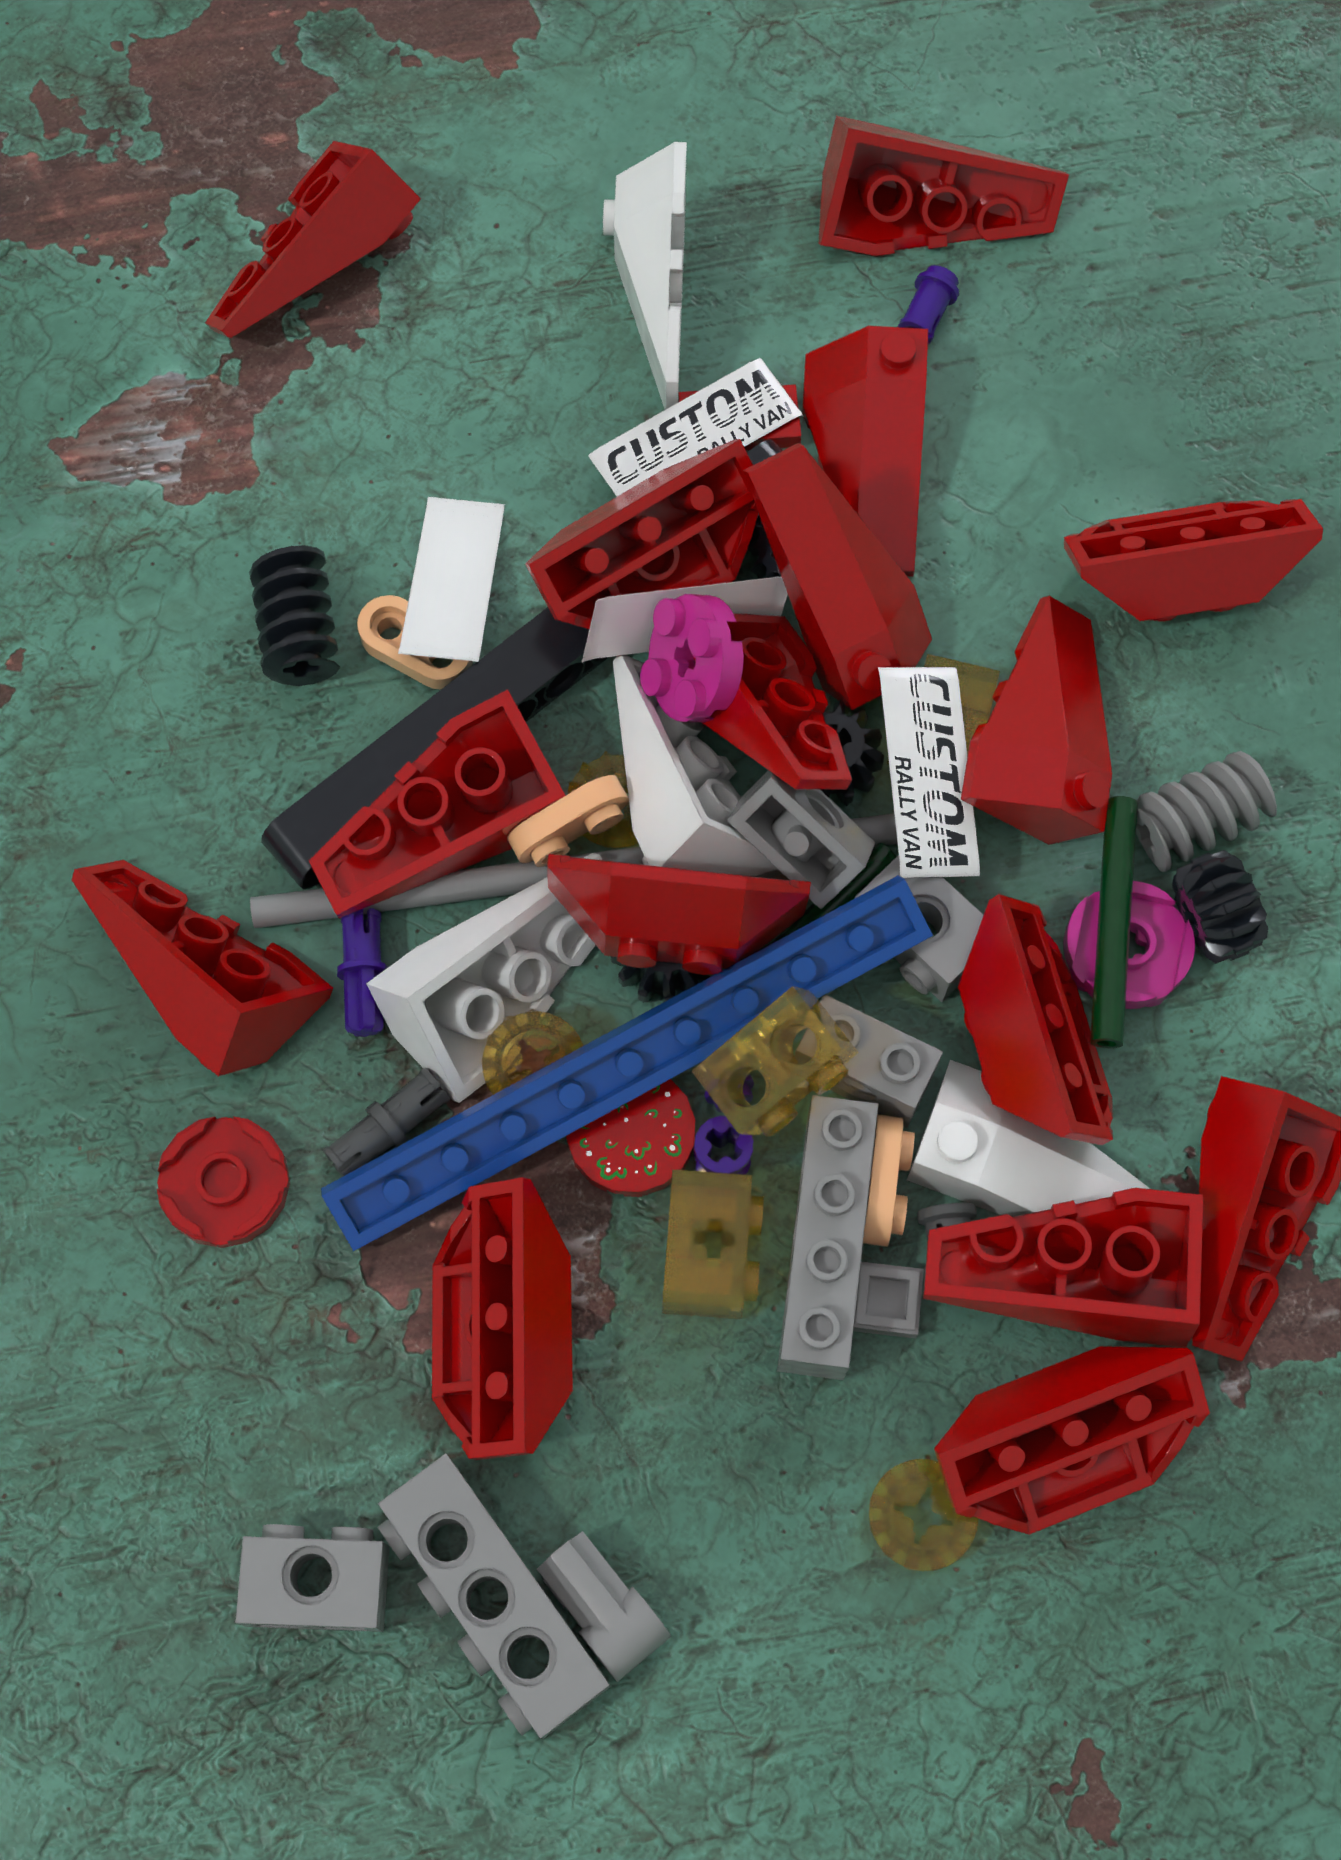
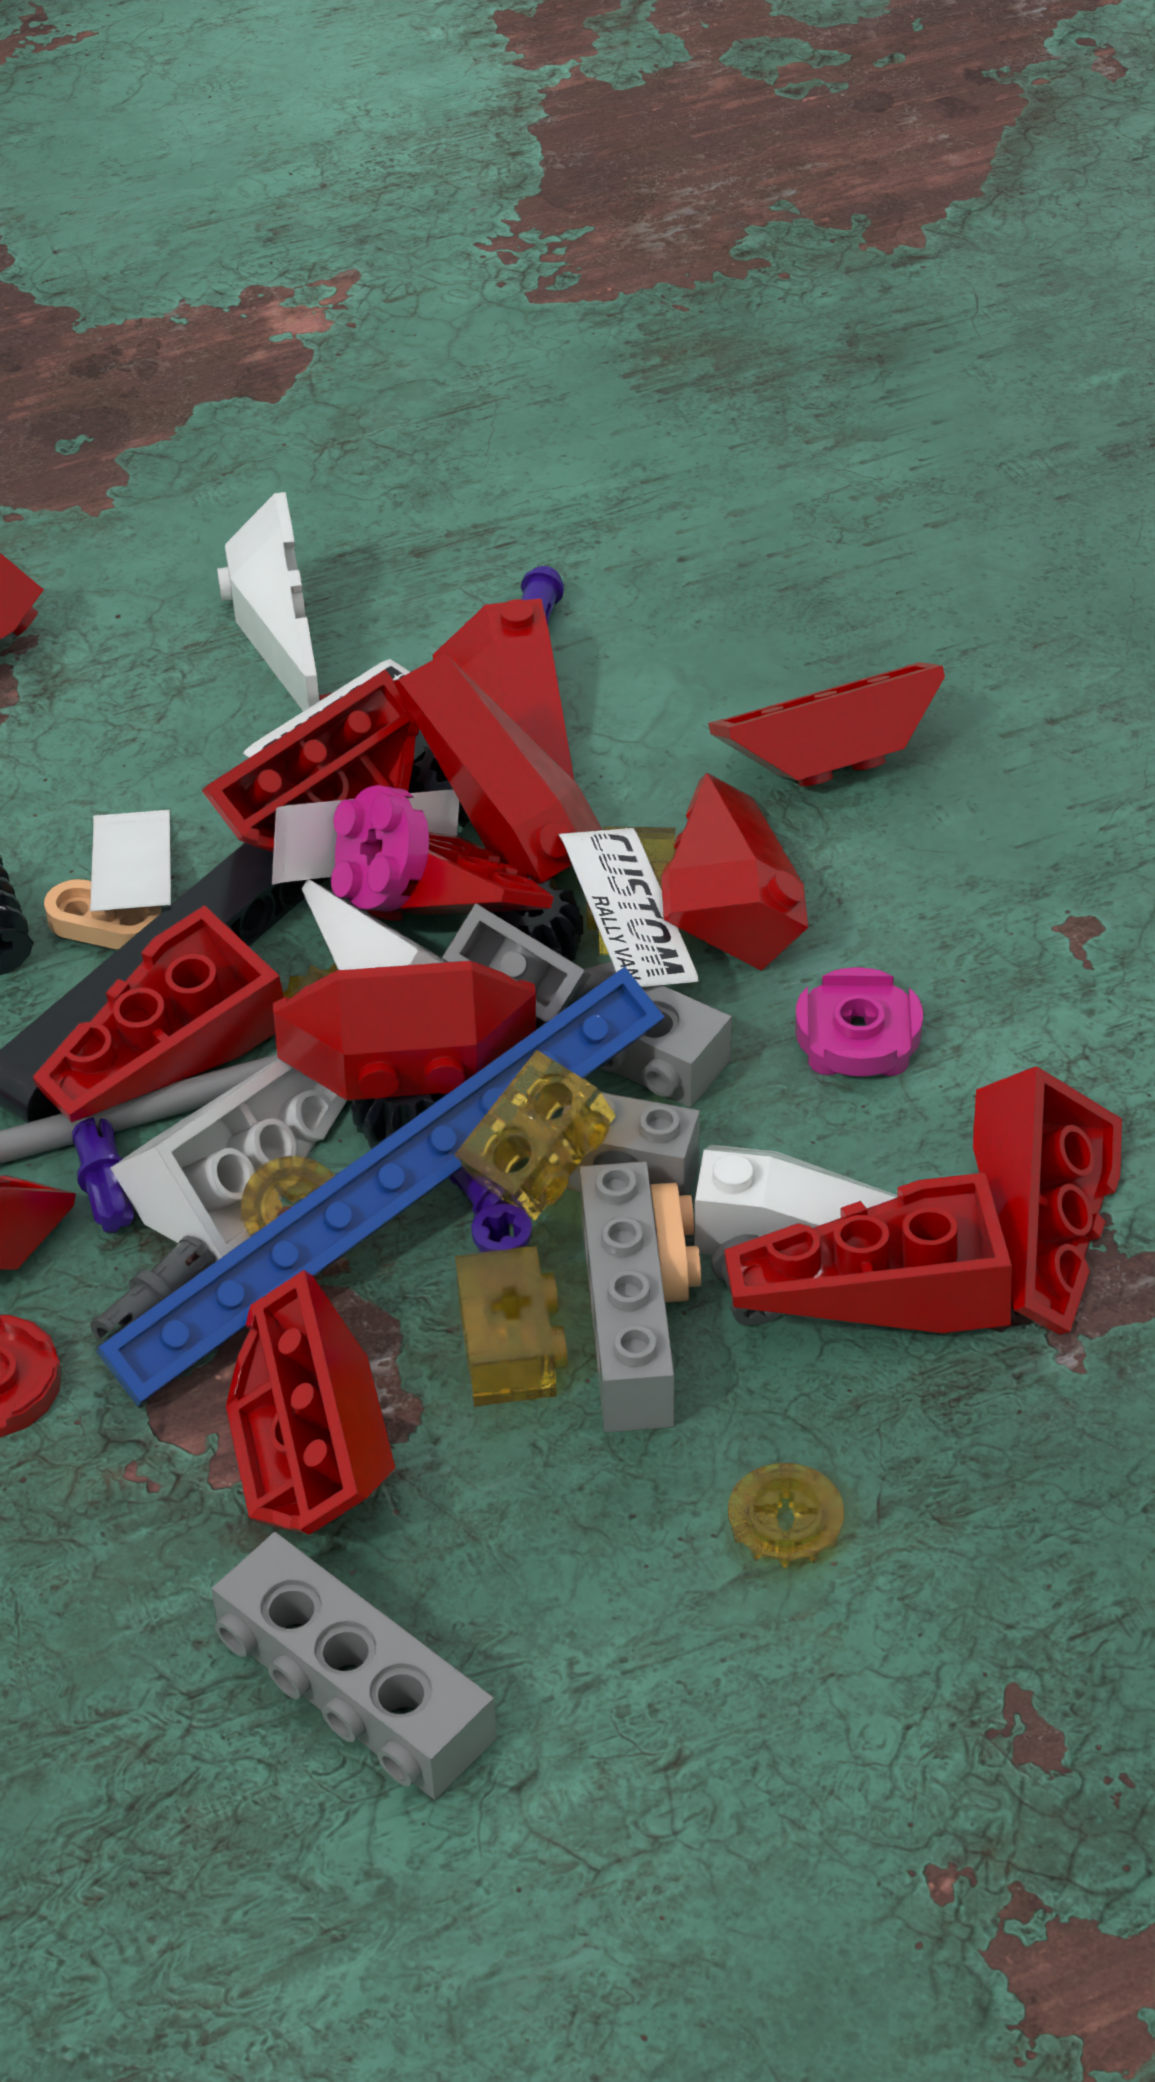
camera: 10 degrees left, 25 degrees down
(270, 1587) = (189, 1710): light grey brick -> none
(588, 808) = (253, 1025): light nougat plate -> none
(612, 1617) = (497, 1658): light grey piece -> none
(637, 1143) = (408, 1262): red tile -> none
(888, 1300) = (703, 1347): light grey tile -> none
(916, 191) = (507, 522): red wedge -> none
(1033, 1026) = (775, 1079): red wedge -> none
(1071, 1435) = (922, 1408): red wedge -> none
(1114, 923) = (838, 997): dark green piece -> none
(1203, 804) = (898, 903): light grey piece -> none
(1220, 906) = (936, 965): black gear -> none

